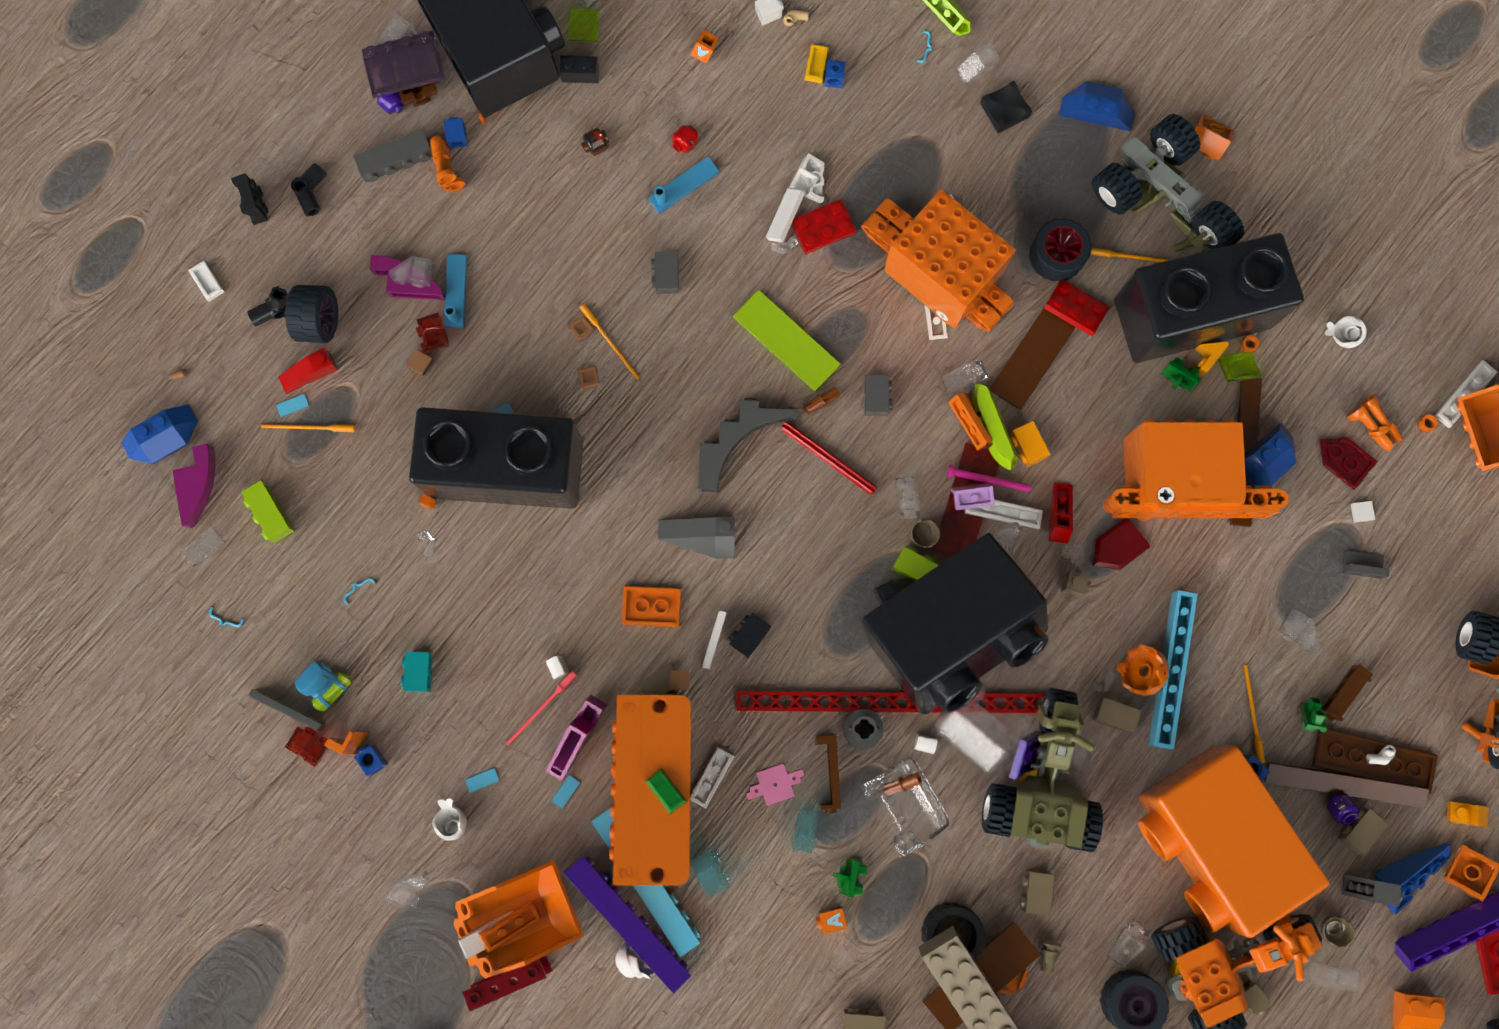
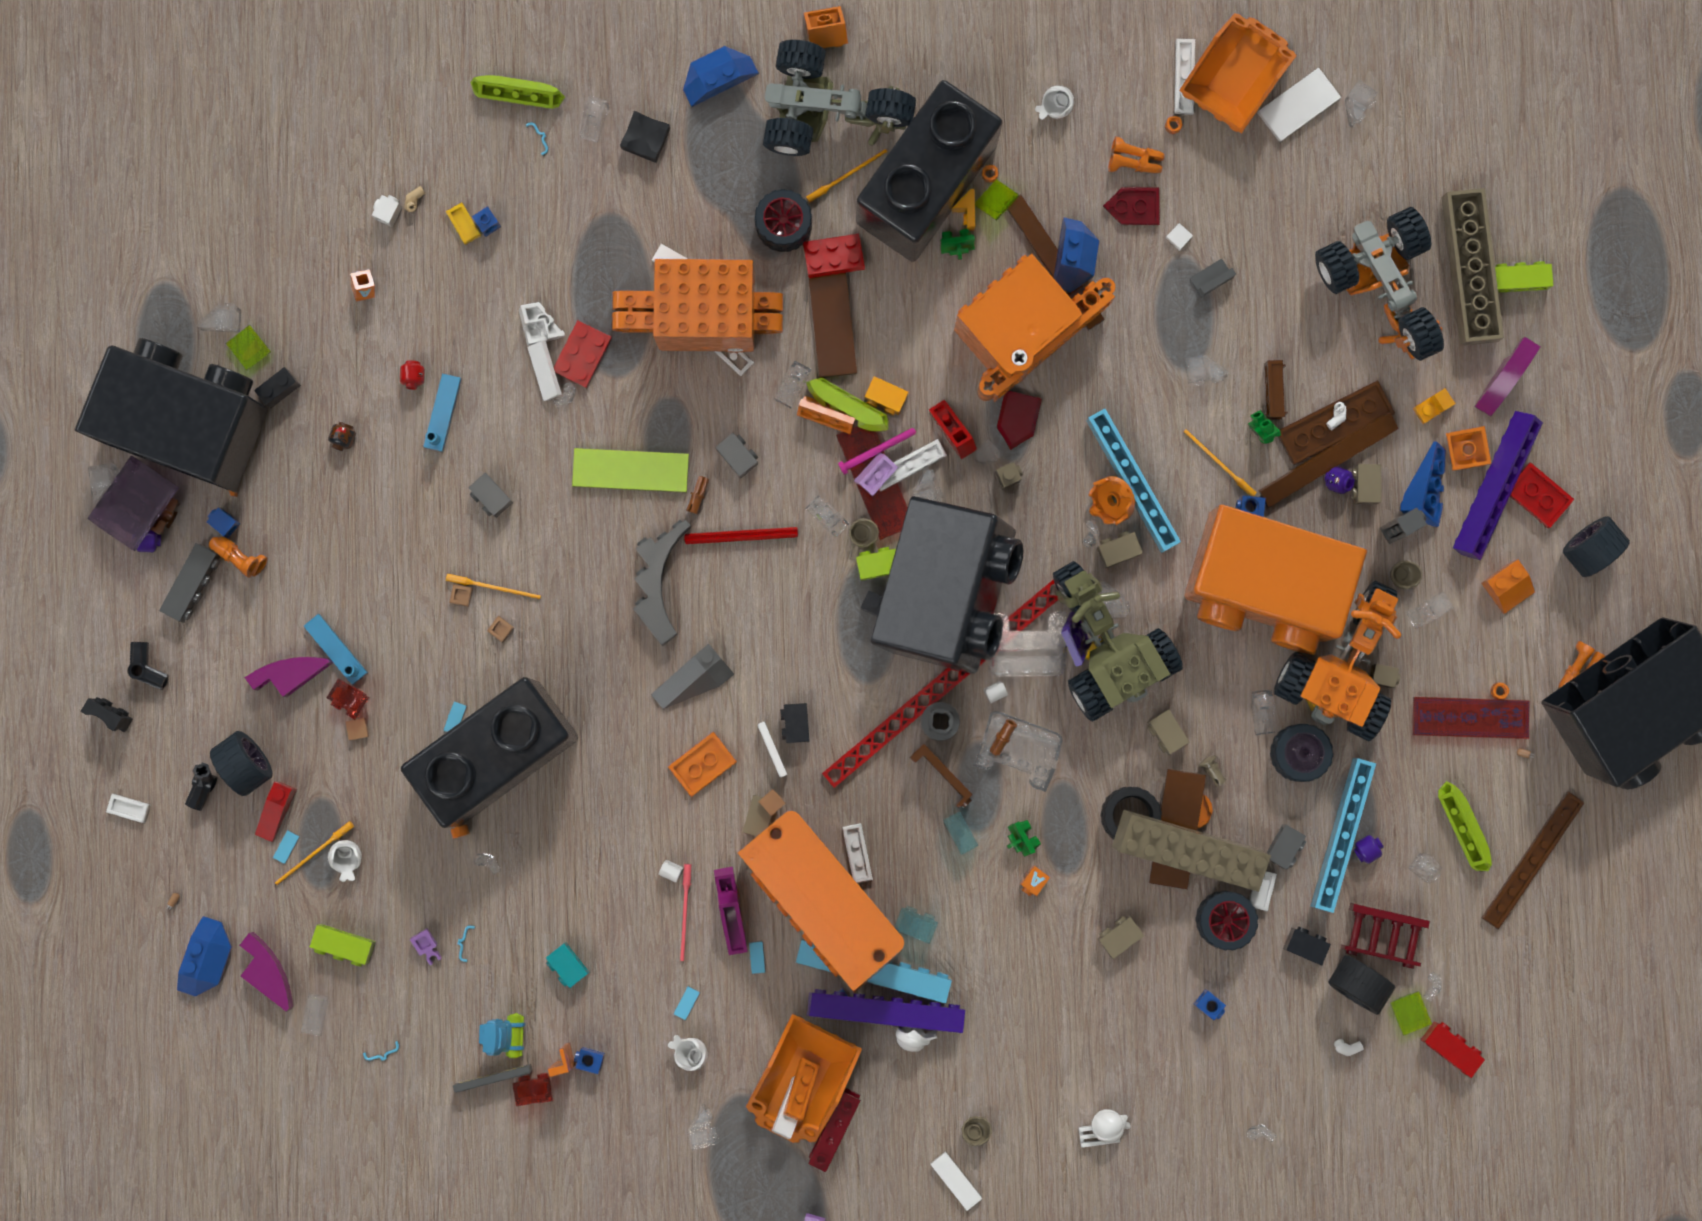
camera: 45 degrees left, 5 degrees up
(325, 448) = (345, 858): none -> white hat
(327, 563) = (425, 943): none -> medium lavender plate
(413, 270) = (291, 662): clear slope -> none
(665, 791) = (834, 891): green tile -> none
(768, 790) = (900, 818): bright pink piece -> none

